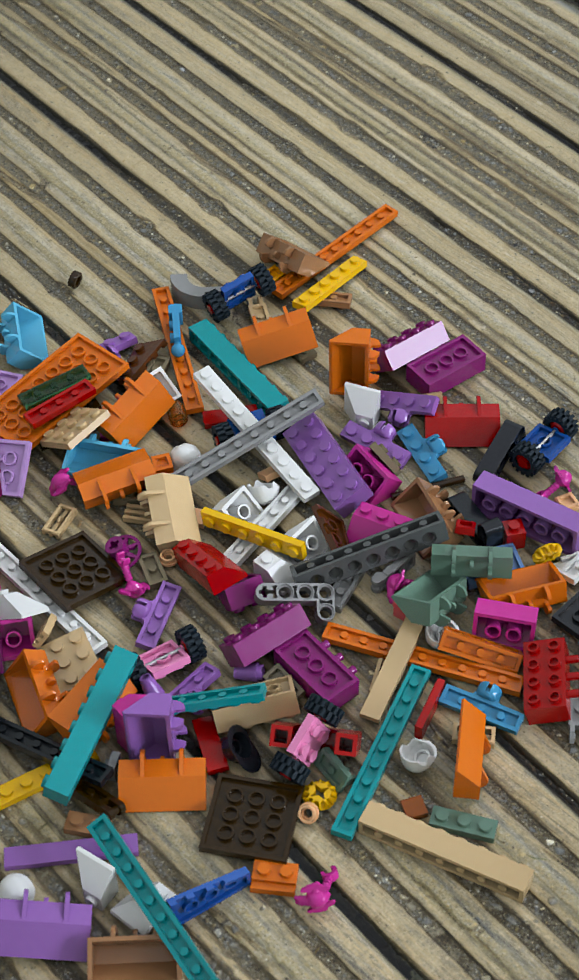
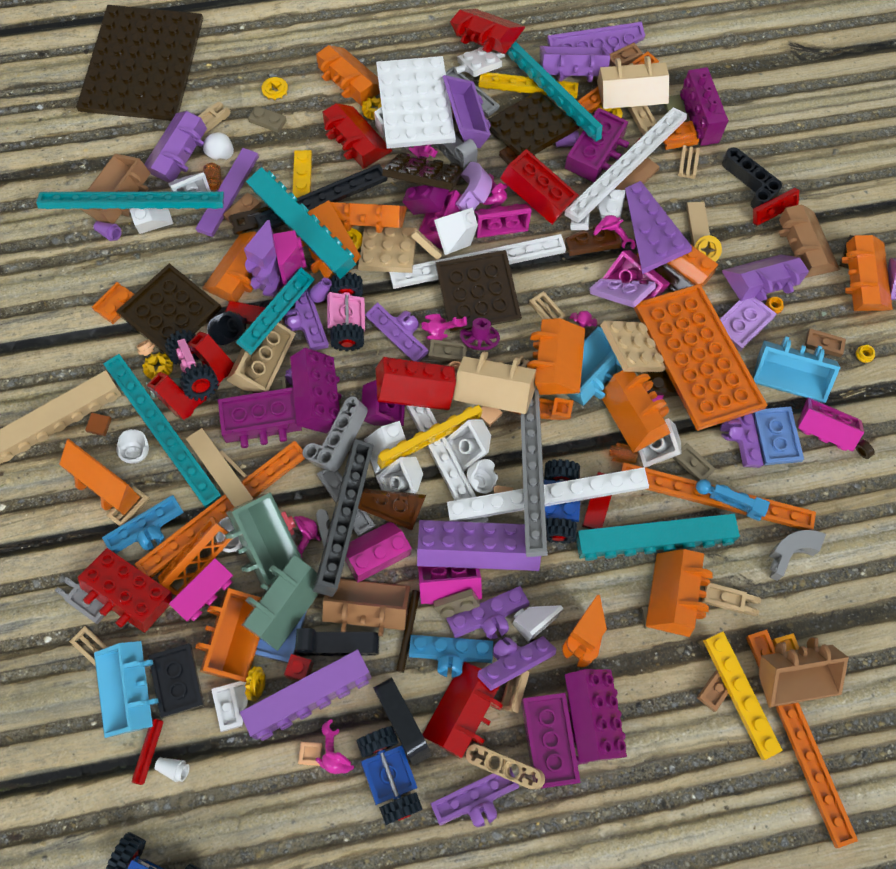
camera: 115 degrees right, 20 degrees up
(53, 387) = (699, 354): clear green tile -> none
(59, 403) = (671, 347): red plate -> none
(61, 873) = (213, 175): none -> clear orange brick
(64, 303) = (830, 425): none -> dark pink slope
(97, 327) = (778, 436): none -> medium blue plate
(140, 357) = (717, 457): reddish brown wing -> none
(183, 455) = (564, 435): white hair -> none
(194, 930) = (108, 230): none -> medium lavender cone
(203, 897) = (126, 246): blue wing -> none
(238, 291) = (770, 612): plate -> none
(317, 893) = (71, 316): dark pink piece -> none
(429, 709) = (170, 484): red tile -> none
(464, 824) = (51, 457): sand green plate -> none
(465, 527) = (322, 619): red tile -> none
(484, 380) = (504, 767): none -> tan beam
(518, 393) = (474, 800): none -> medium lavender plate

